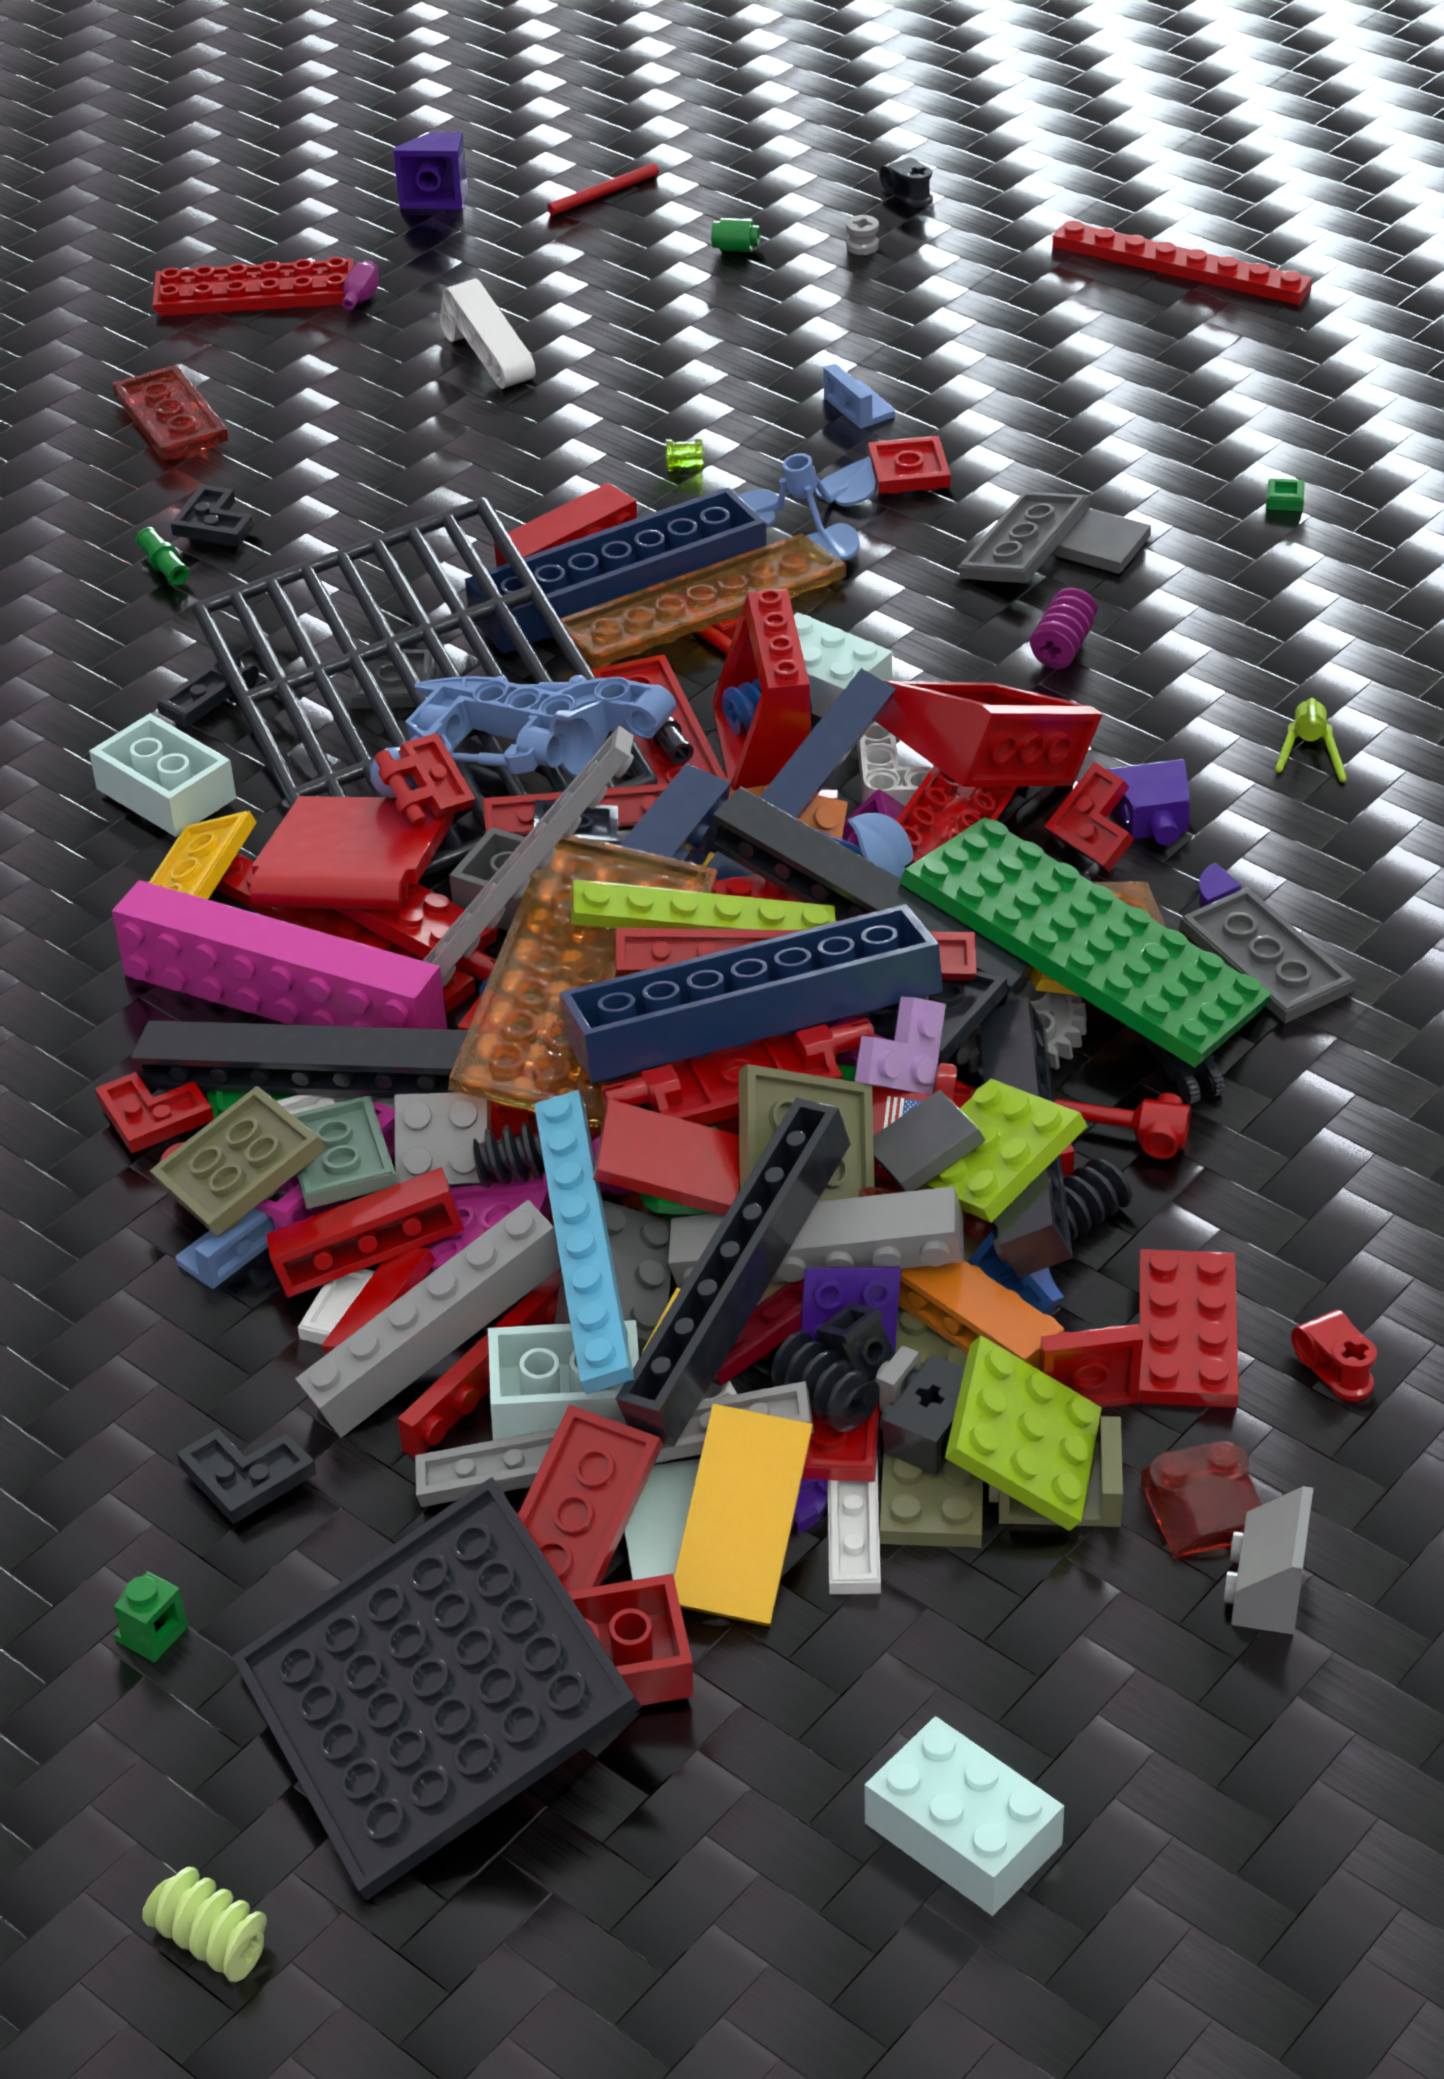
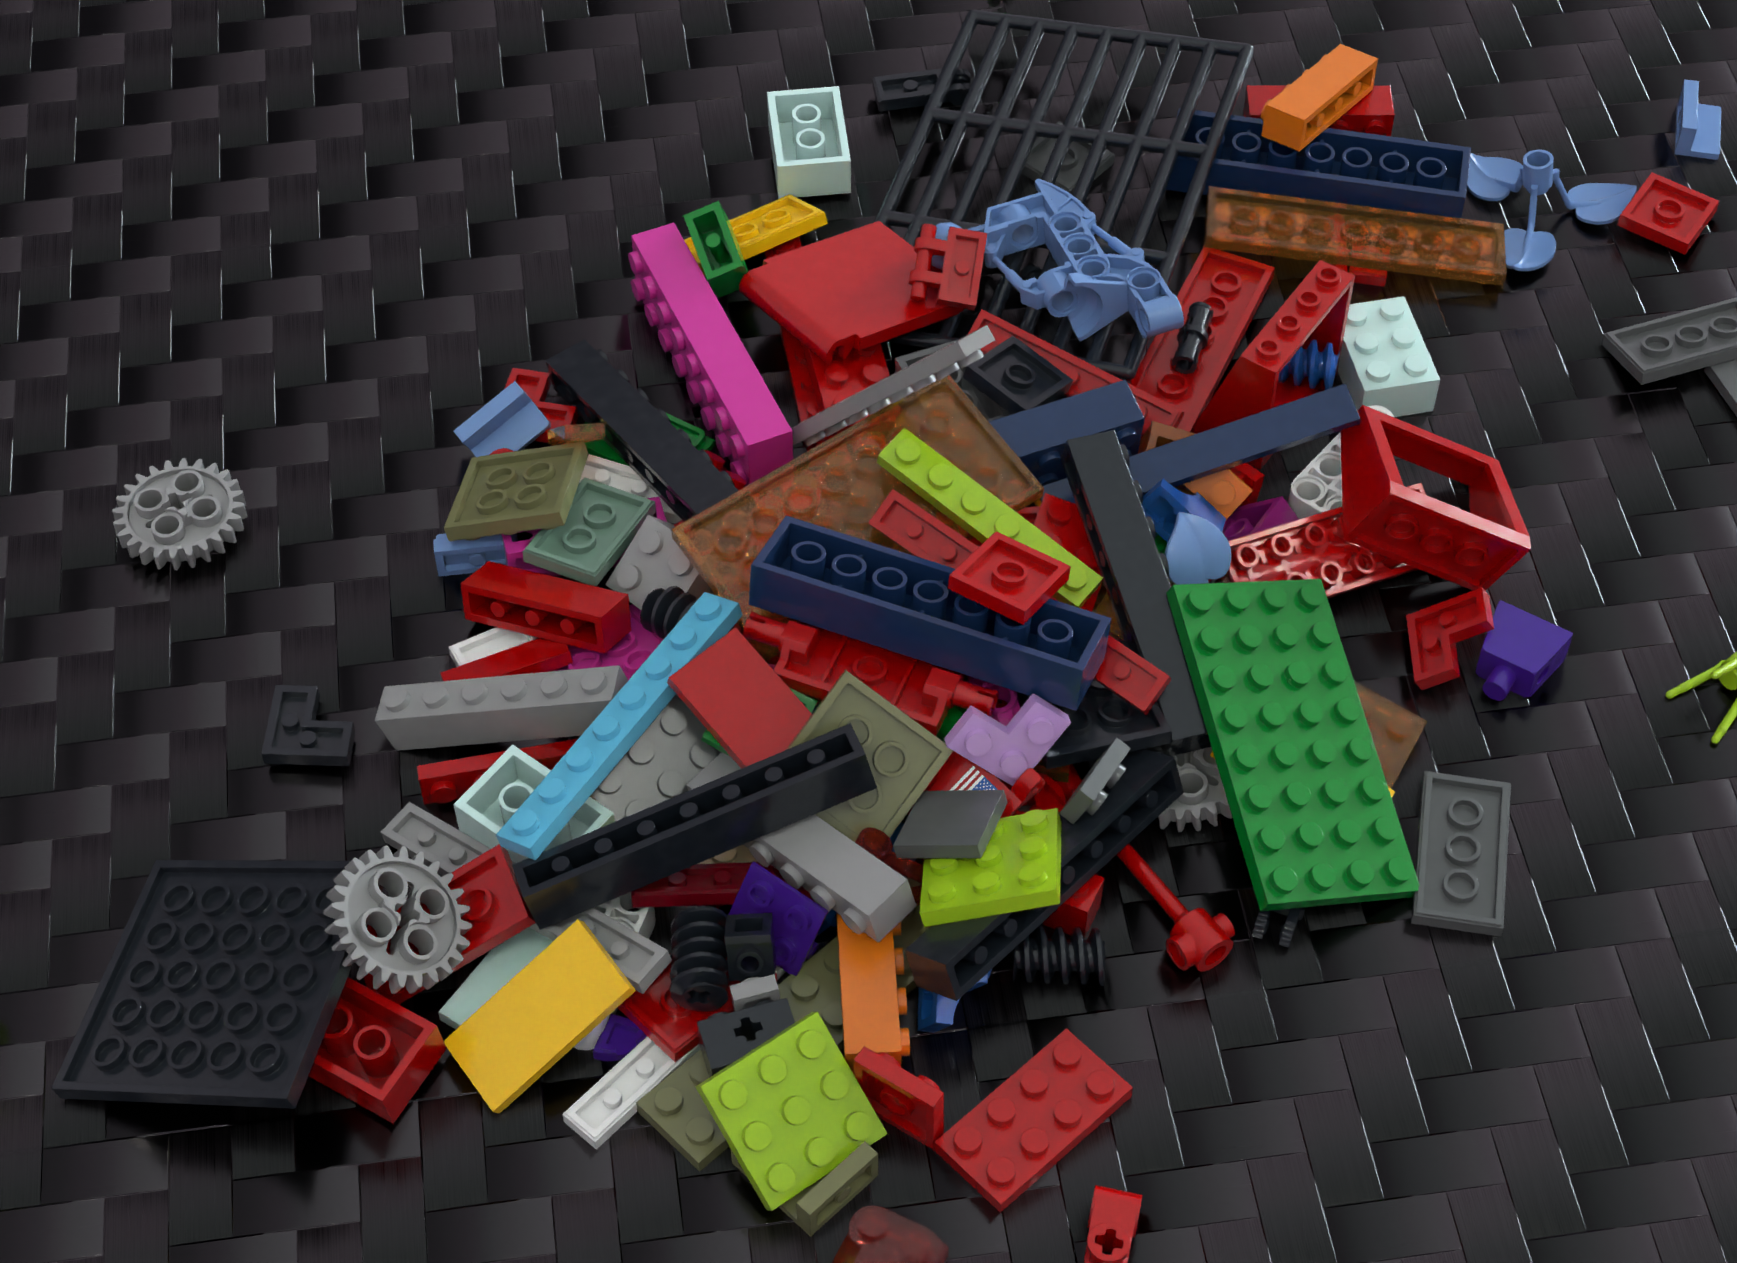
camera: 40 degrees right, 10 degrees up
(140, 1606) = (136, 780): green brick -> none
(149, 1130) = (504, 422): none -> medium blue panel
(201, 872) = (717, 248): none -> green brick
(235, 1089) = (576, 433): none -> clear orange tile
(560, 1508) = (435, 934): none -> light grey gear
(573, 510) = (1318, 97): none -> orange brick
(684, 454) = (1491, 94): clear neon green bush -> none
(803, 919) = (1009, 577): none -> red plate
(997, 1042) = (1103, 773): none -> dark grey plate
(1063, 628) = (1621, 446): magenta piece -> none
(1216, 884) = (1488, 762): dark purple tile -> none

